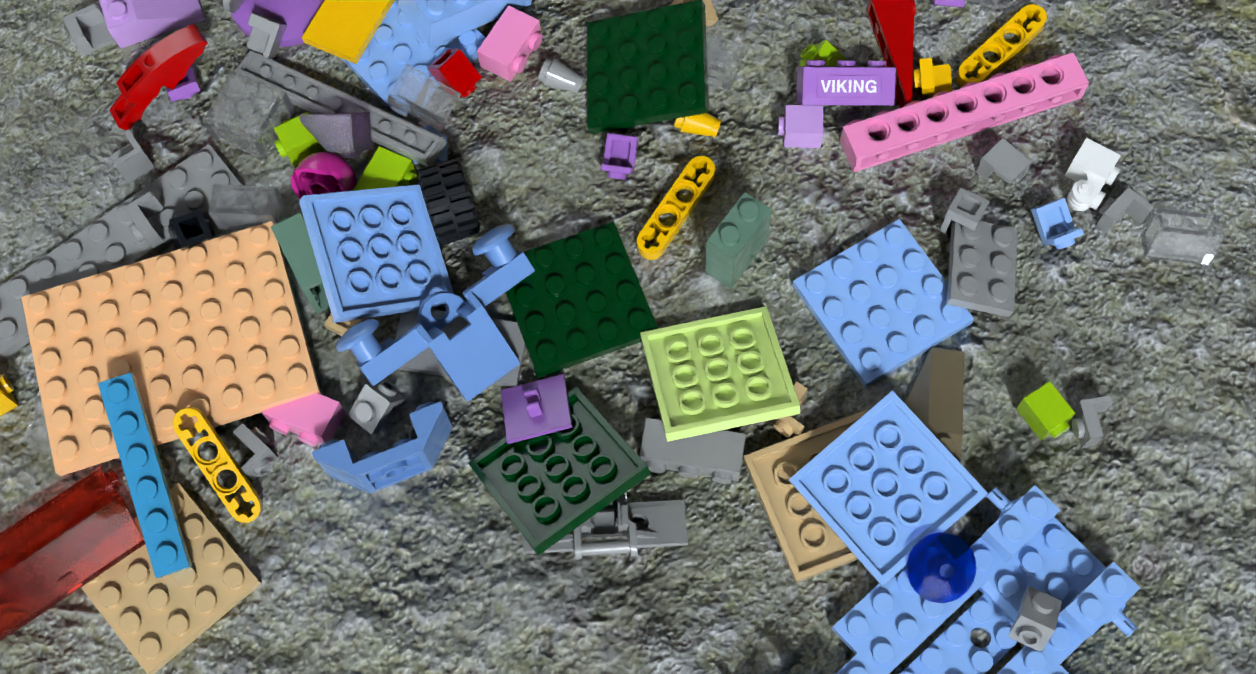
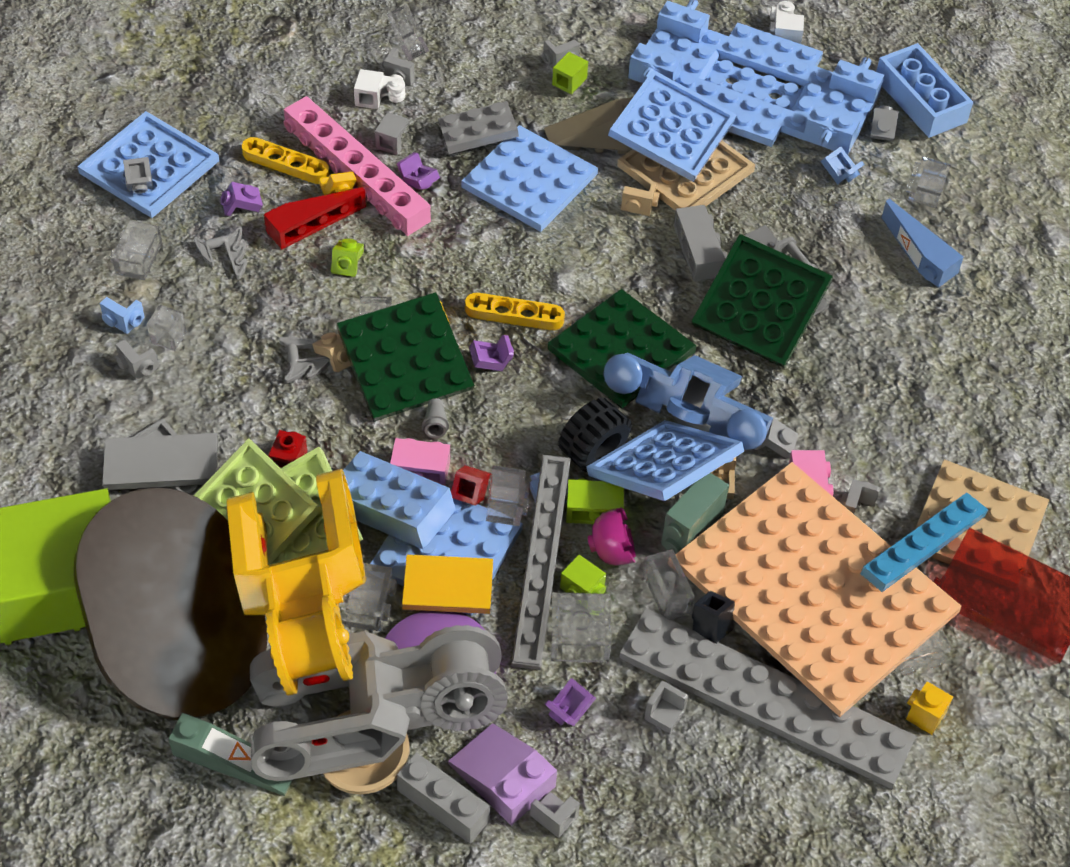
camera: 120 degrees left, 15 degrees down
(140, 211) = (720, 656): light grey bracket -> none
(157, 67) = (584, 705): red slope -> none
(212, 467) = (884, 506): yellow beam -> none
(265, 35) = (507, 637): light grey panel -> none
(341, 131) = (570, 533): slope -> none
(394, 465) = (812, 393): medium blue slope -> none
(536, 409) = (722, 336): medium lavender piece -> none
(719, 374) = (640, 235): yellowish green plate -> none
(737, 240) = (535, 248): sand green brick -> none
(802, 126) = (411, 251): lavender brick -> none
(845, 83) = (368, 228): medium lavender brick -> none
(925, 563) = (709, 89): clear blue dish -> none
(926, 173) = (415, 173): none -> medium lavender bracket
(966, 210) = (443, 141): light grey panel -> none
(1036, 619) = (711, 41): light grey bracket -> none
(1056, 224) = (427, 99): light blue bracket -> none

